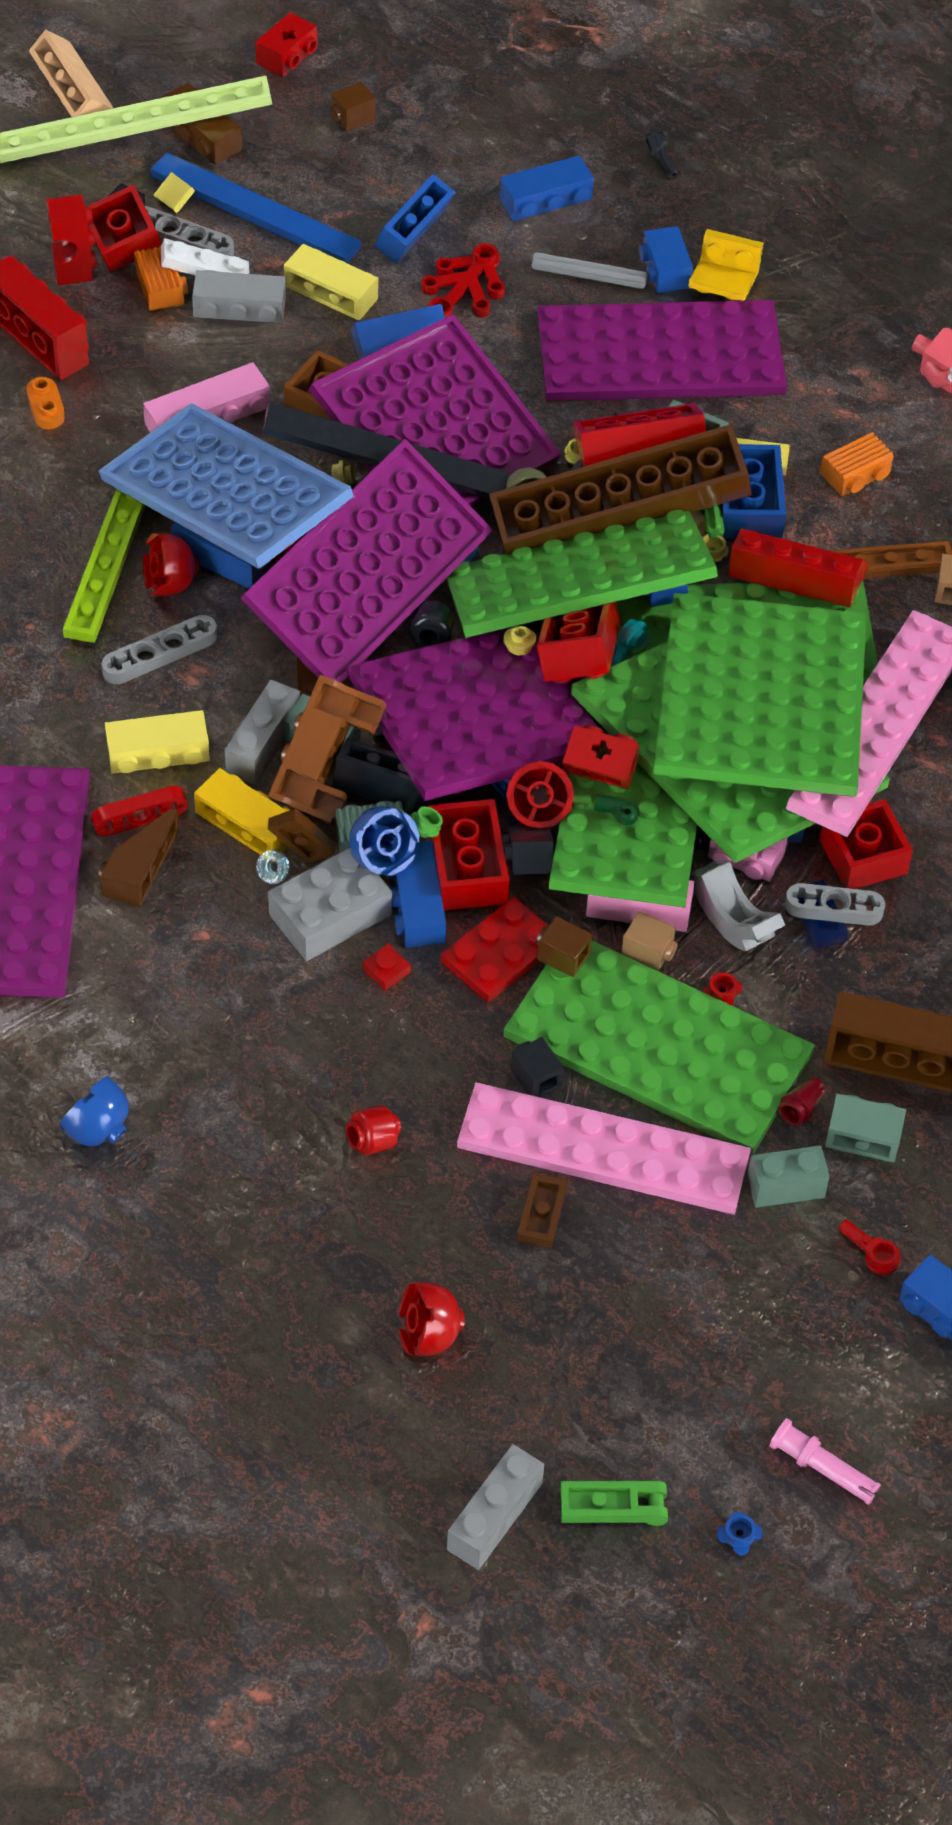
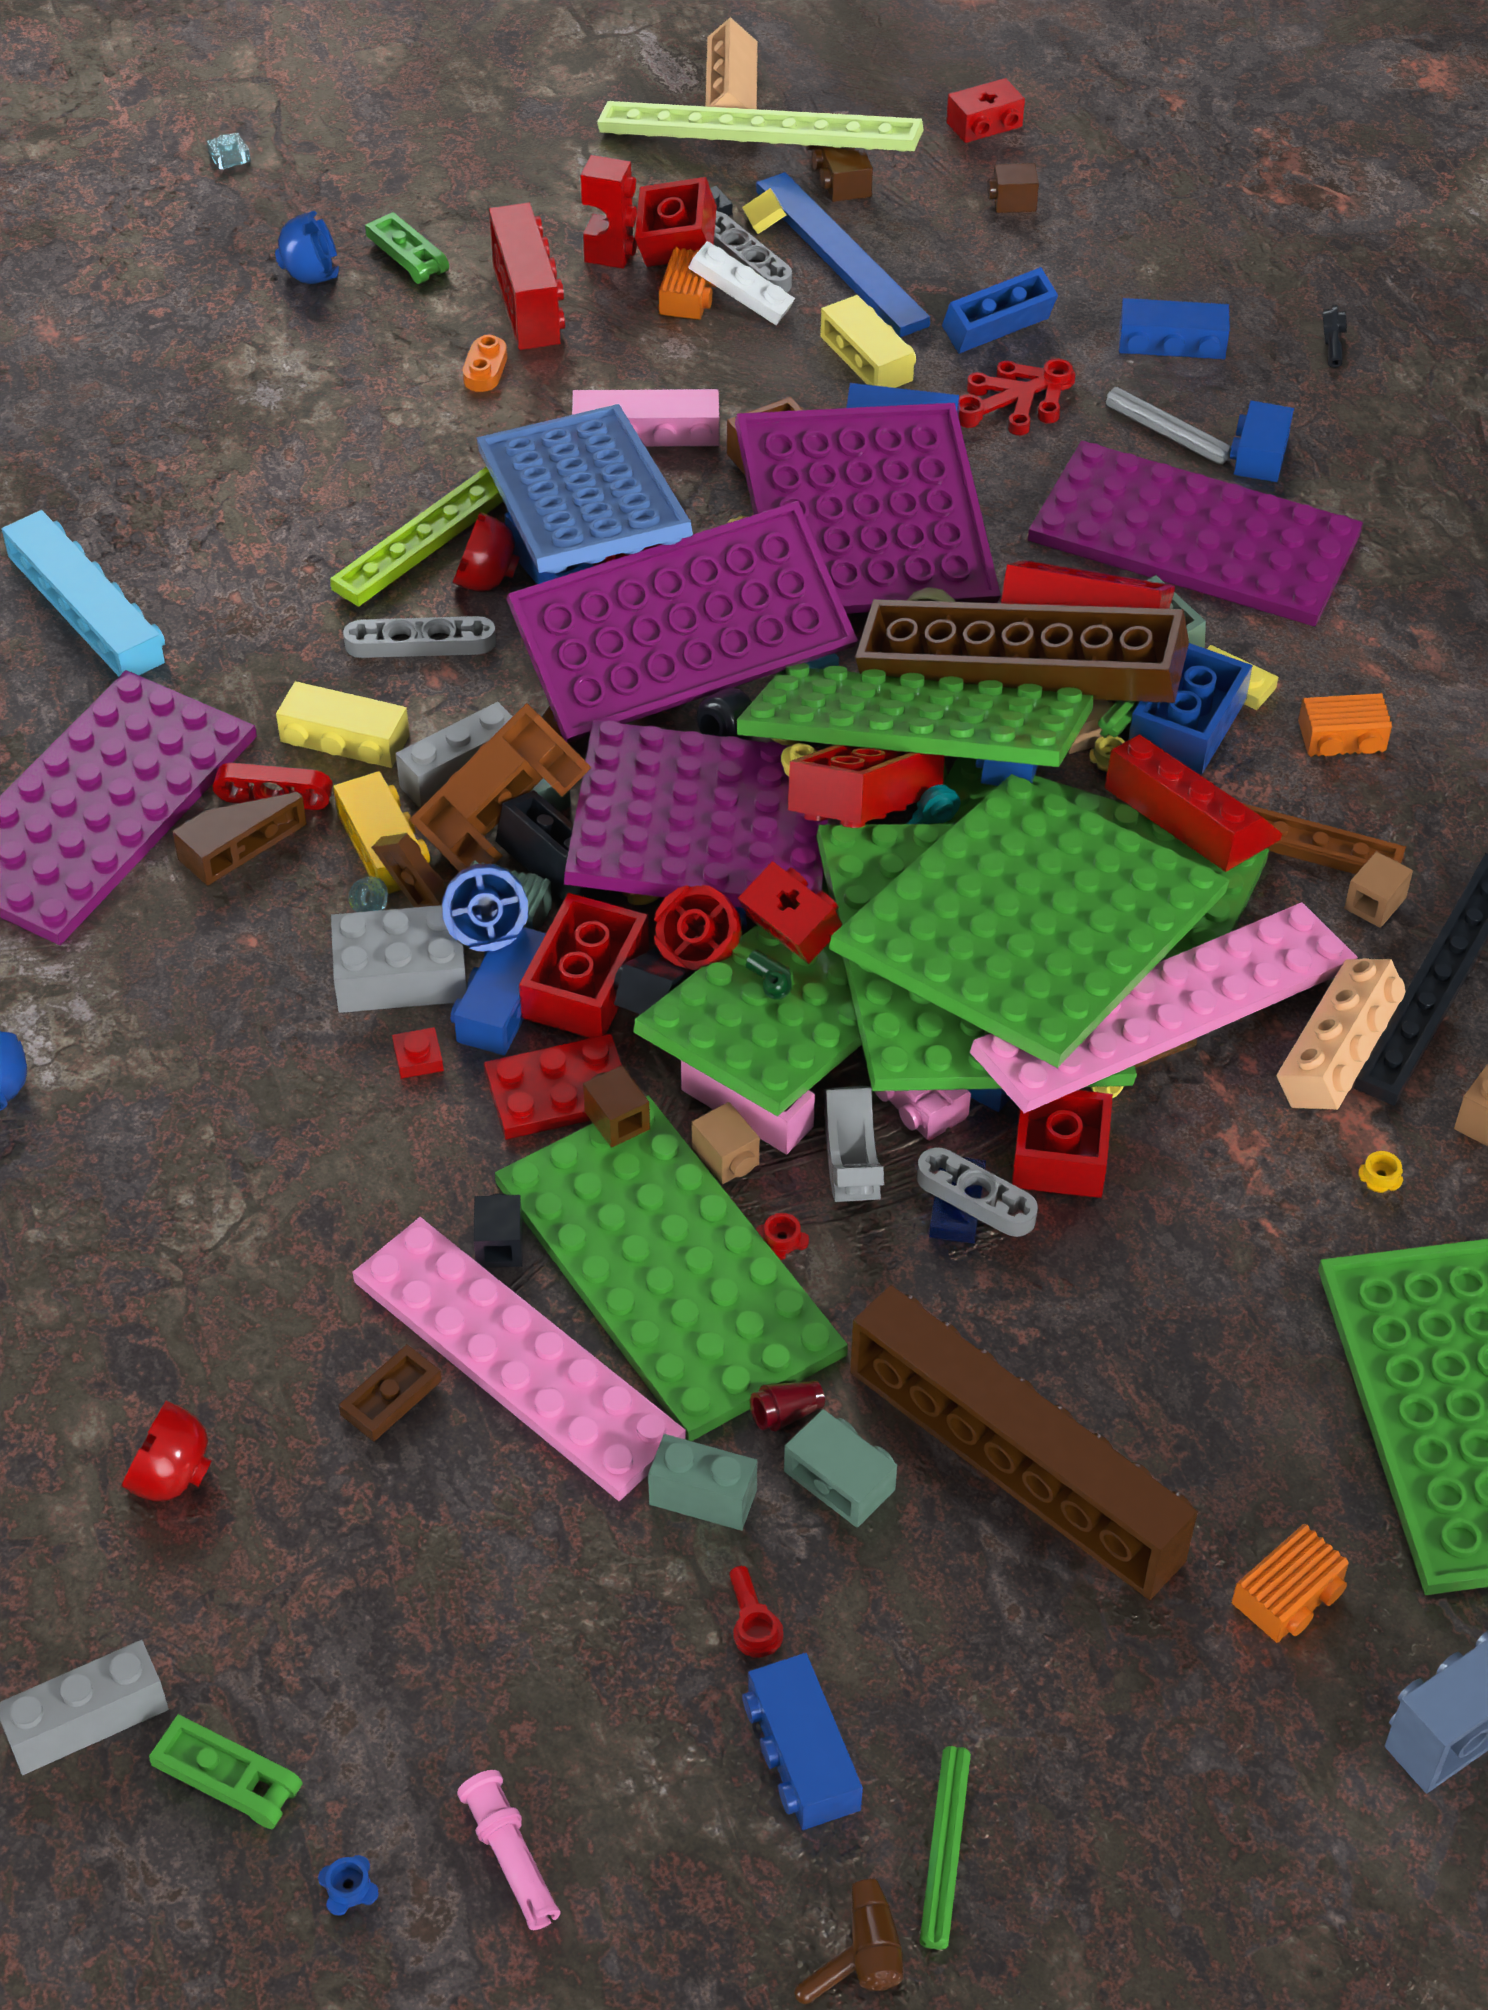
camera: 30 degrees right, 5 degrees down
(239, 296) = (758, 327): light grey brick -> none
(373, 1130) = (266, 1218): red head -> none
(374, 448) = (755, 495): black tile -> none
(427, 822) = (547, 906): bright green plate -> none
(727, 265) = (1331, 468): yellow bracket -> none

